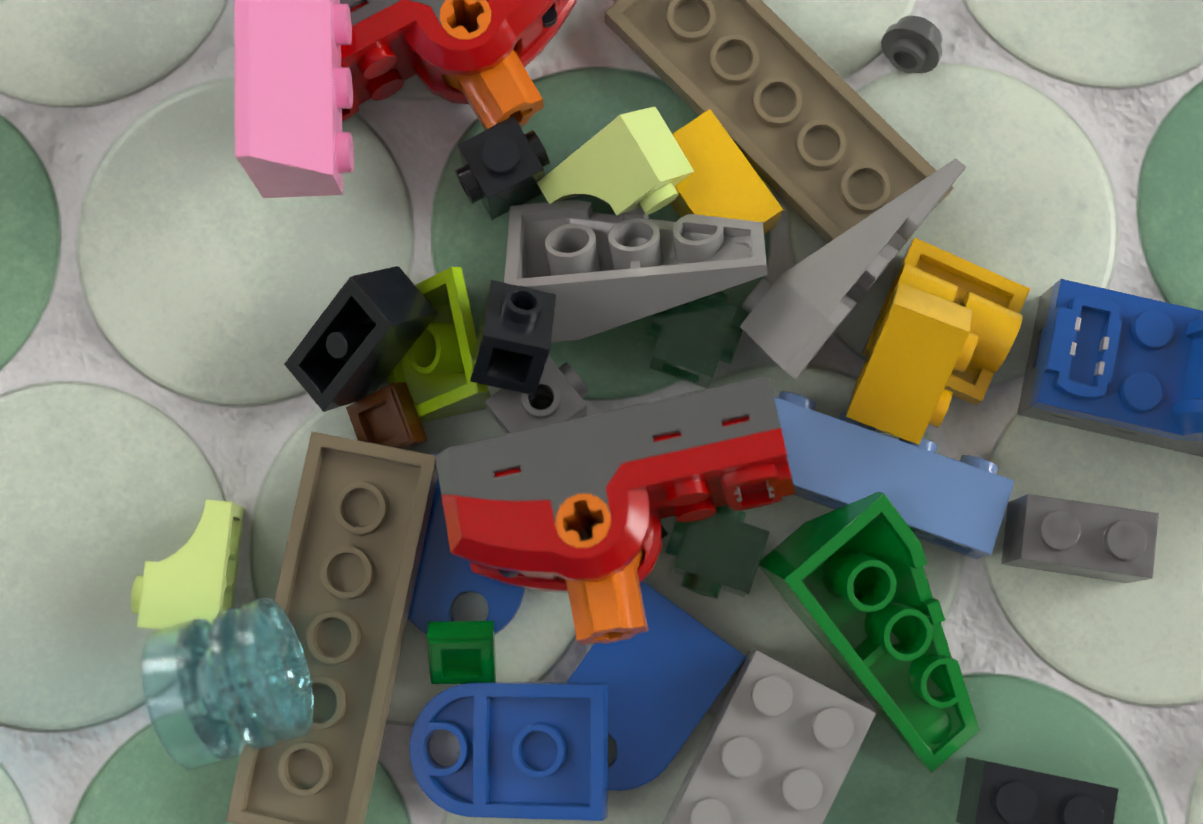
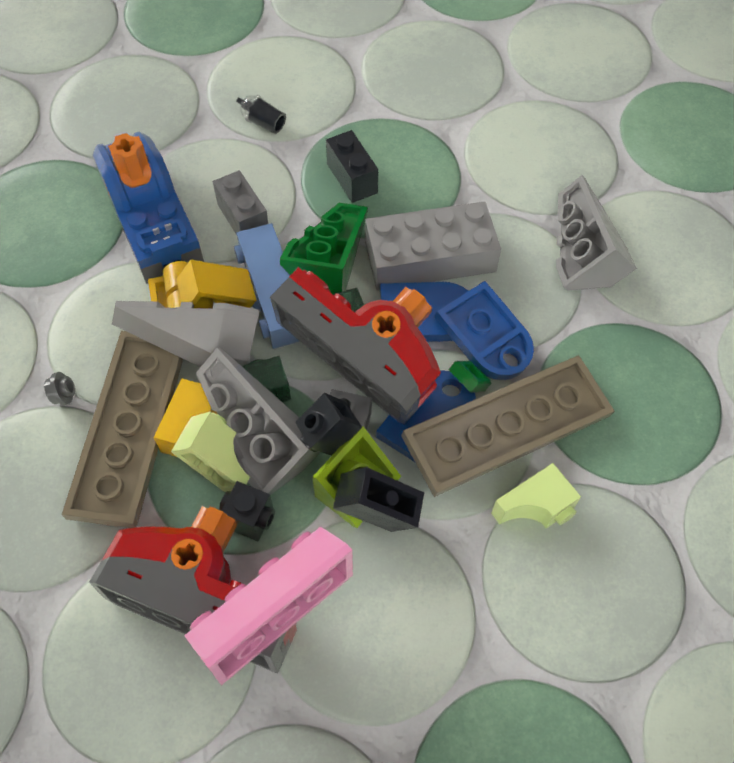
camera: 125 degrees left, 20 degrees down
(227, 684) = (569, 428): clear light blue wheel -> none
(388, 418) = (405, 470): reddish brown tile -> none

